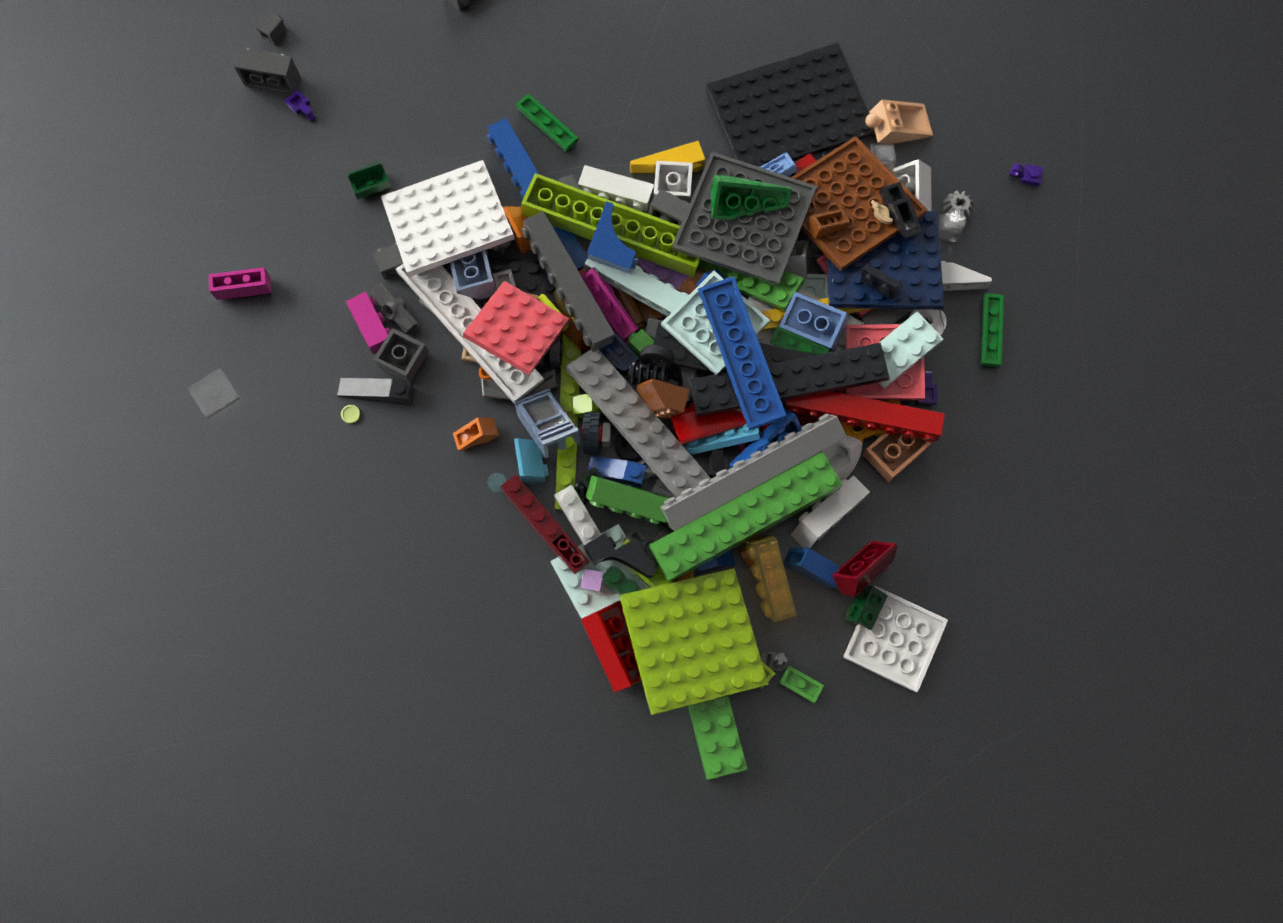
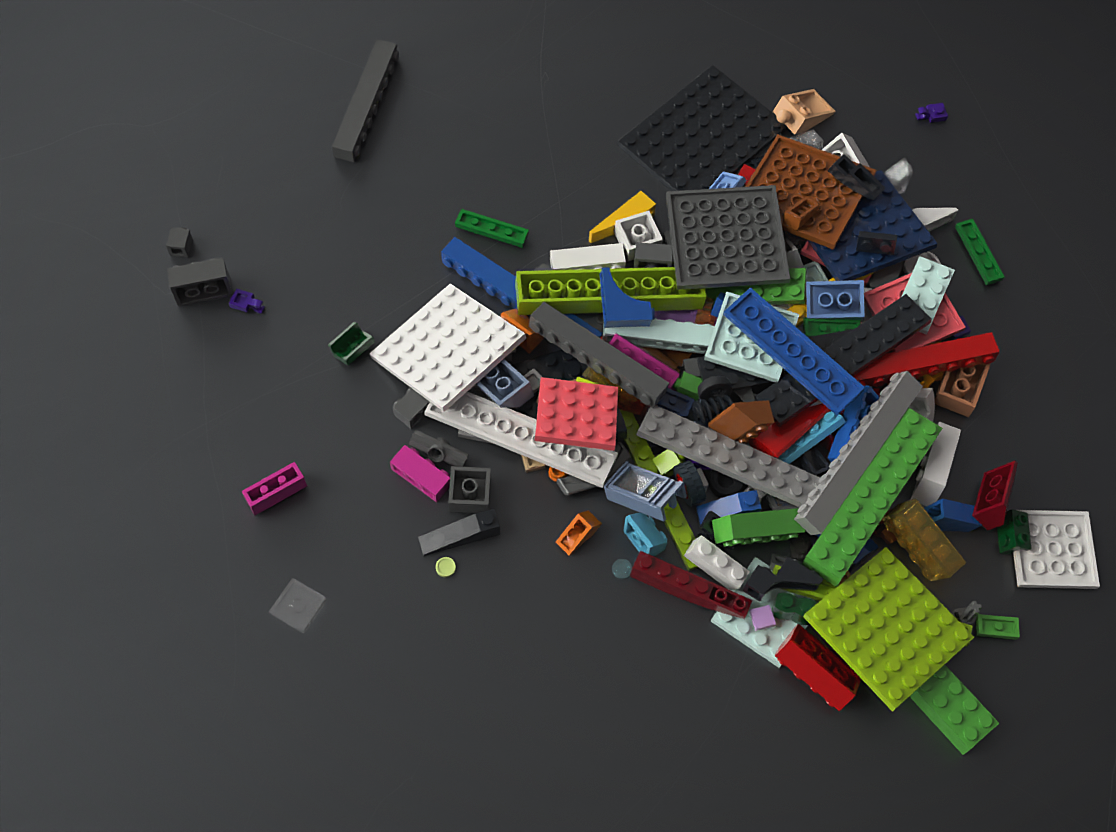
camera: 30 degrees left, 10 degrees down
(740, 197) = (717, 218): green wedge -> none
(881, 213) = (840, 187): tan piece -> none
(959, 201) = (890, 157): light grey gear -> none

